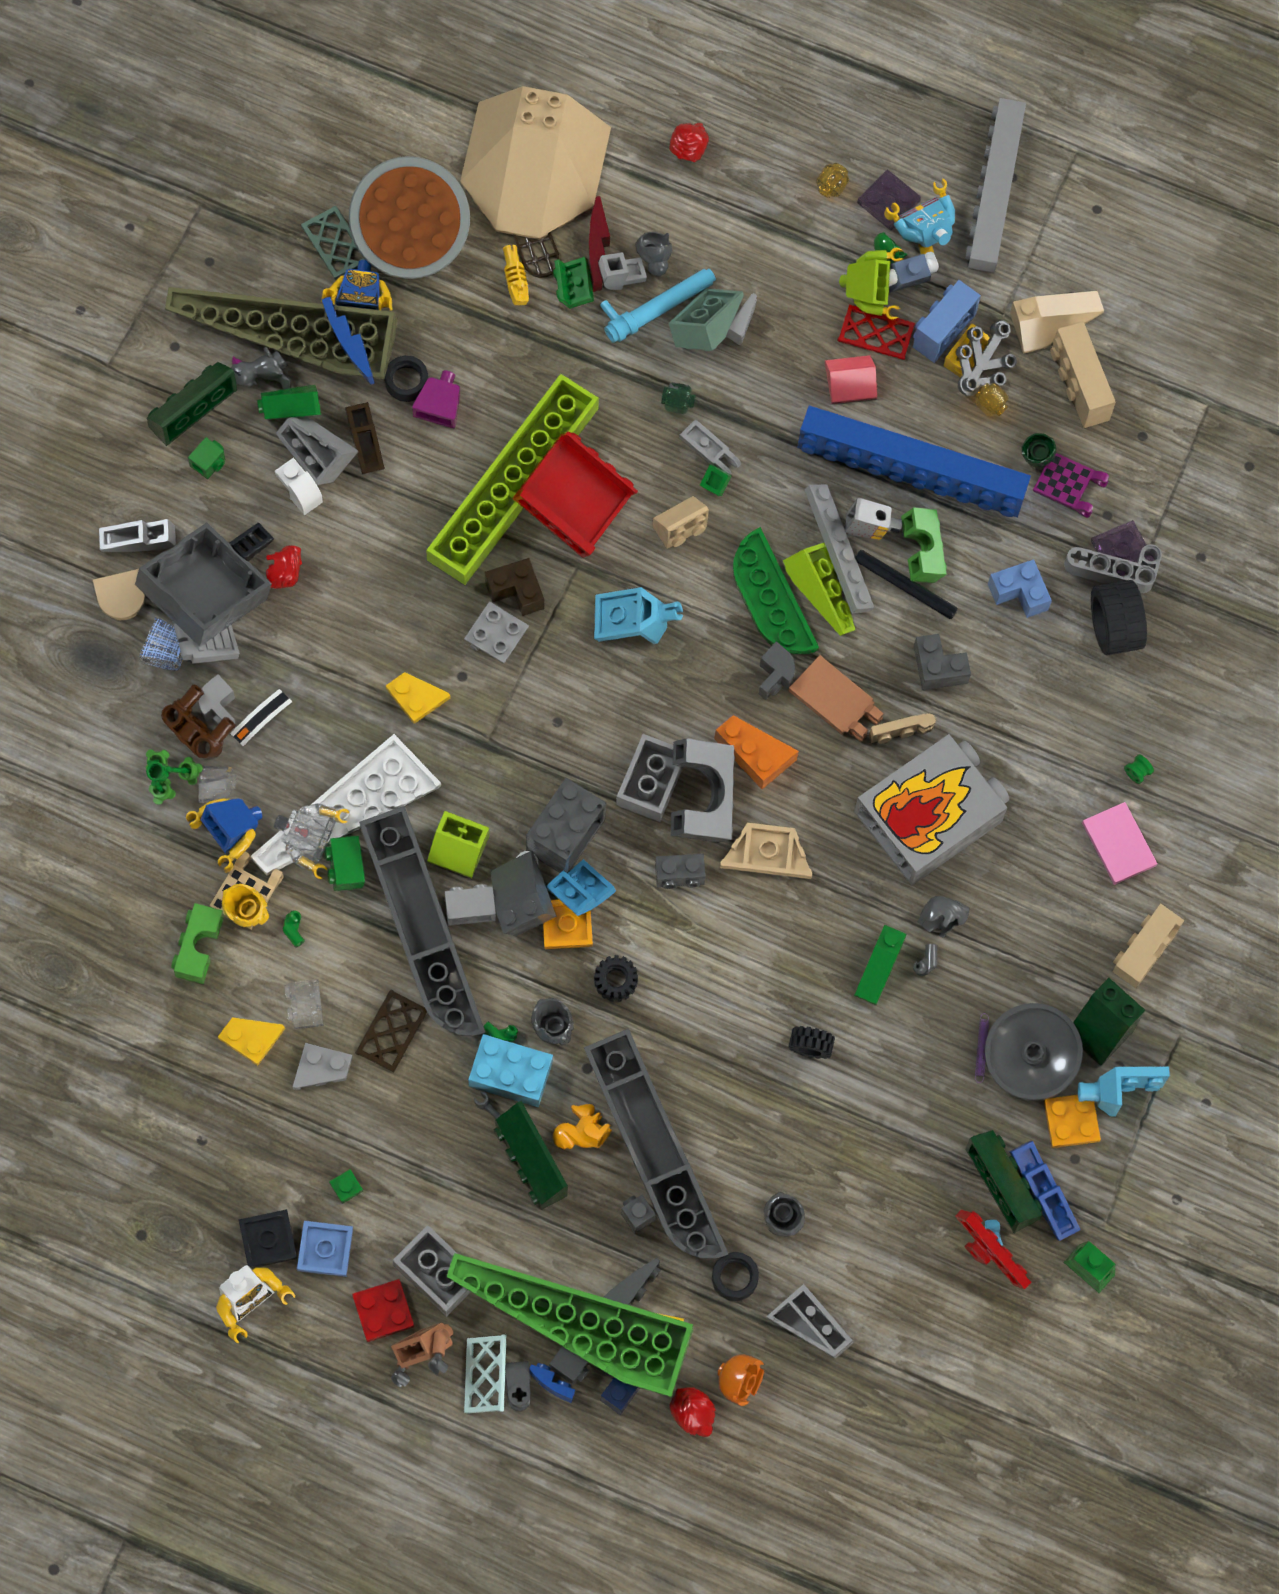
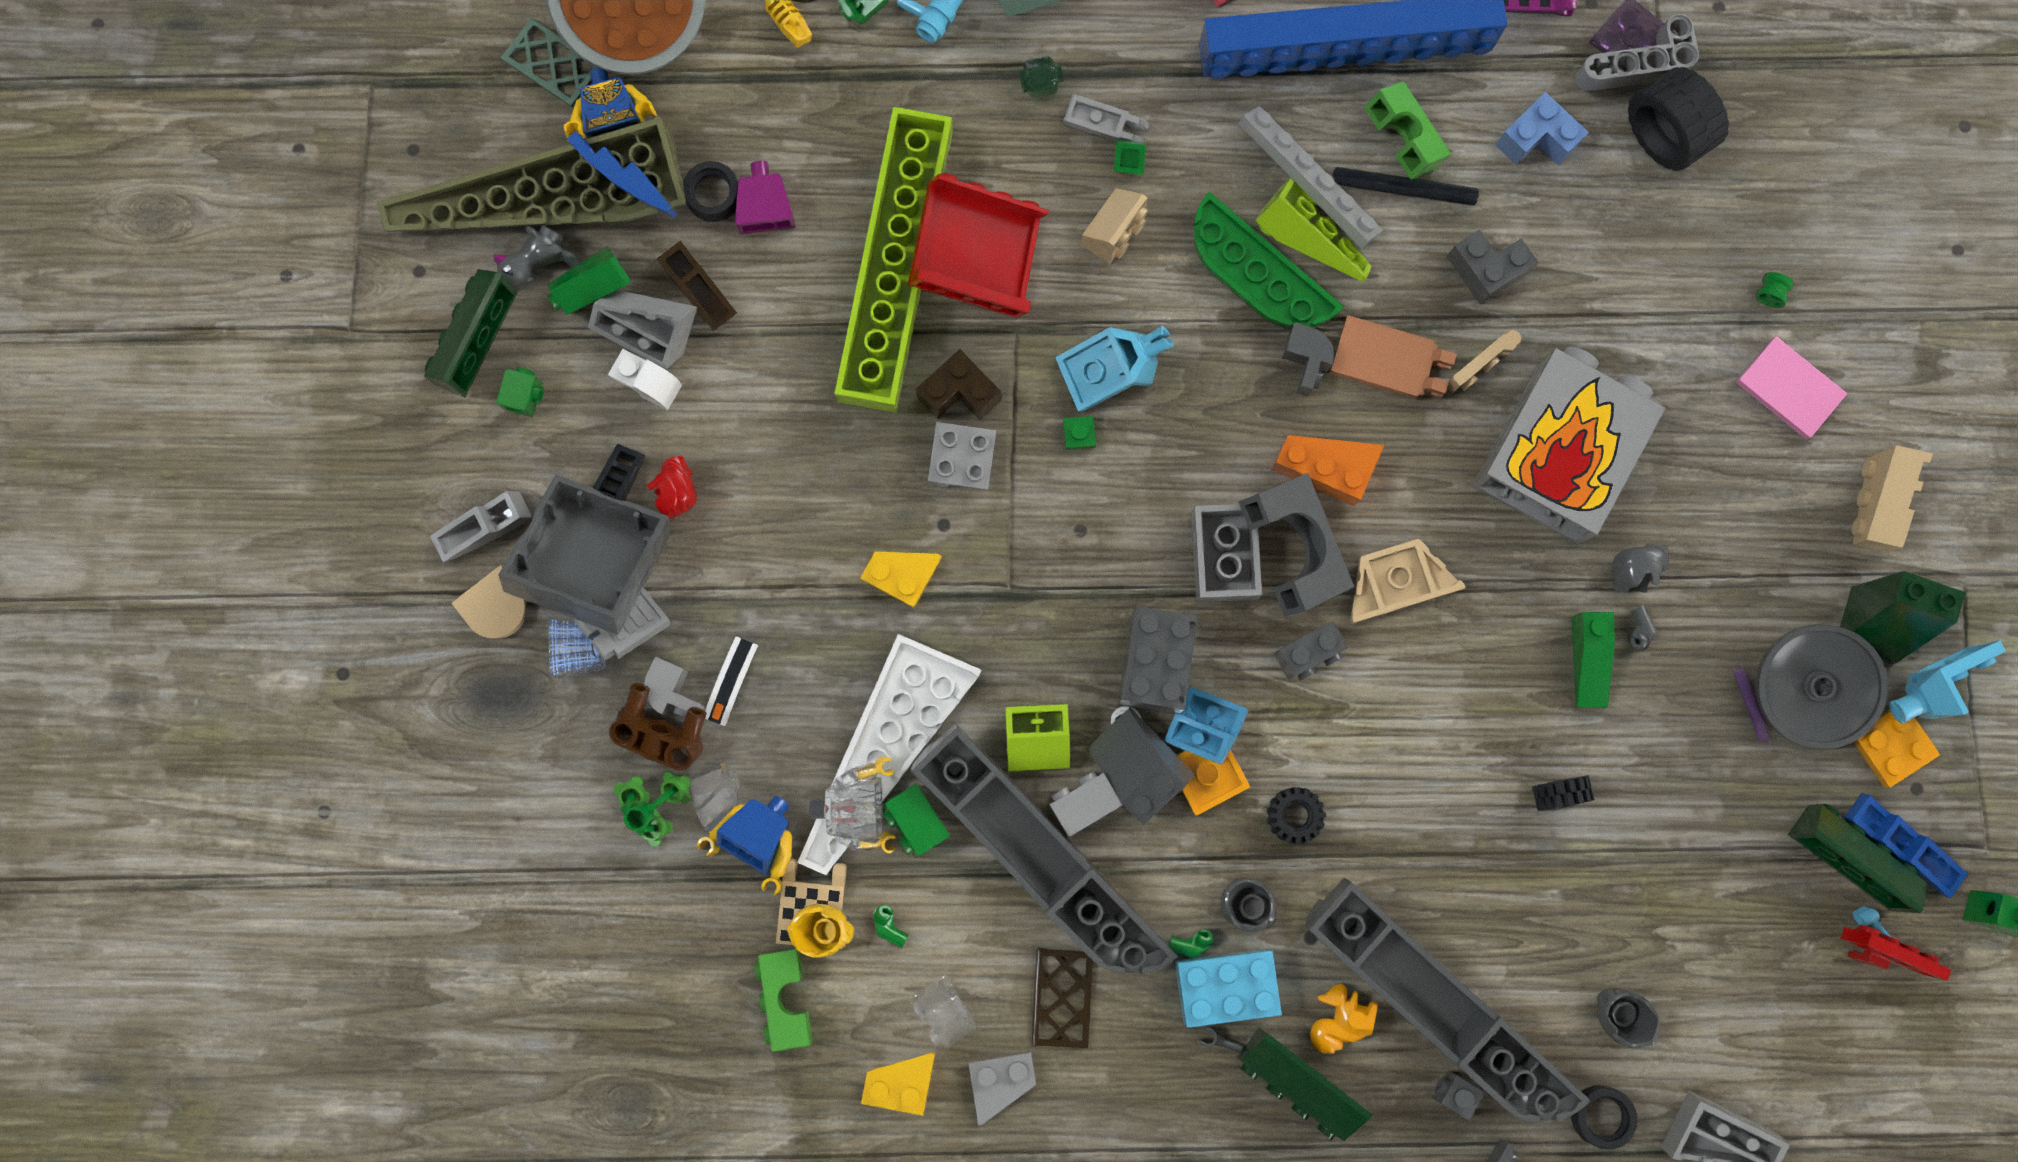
camera: 20 degrees left, 10 degrees up
(588, 654) = (1079, 433): none -> green plate
(870, 520) = (1332, 127): light grey torso -> none

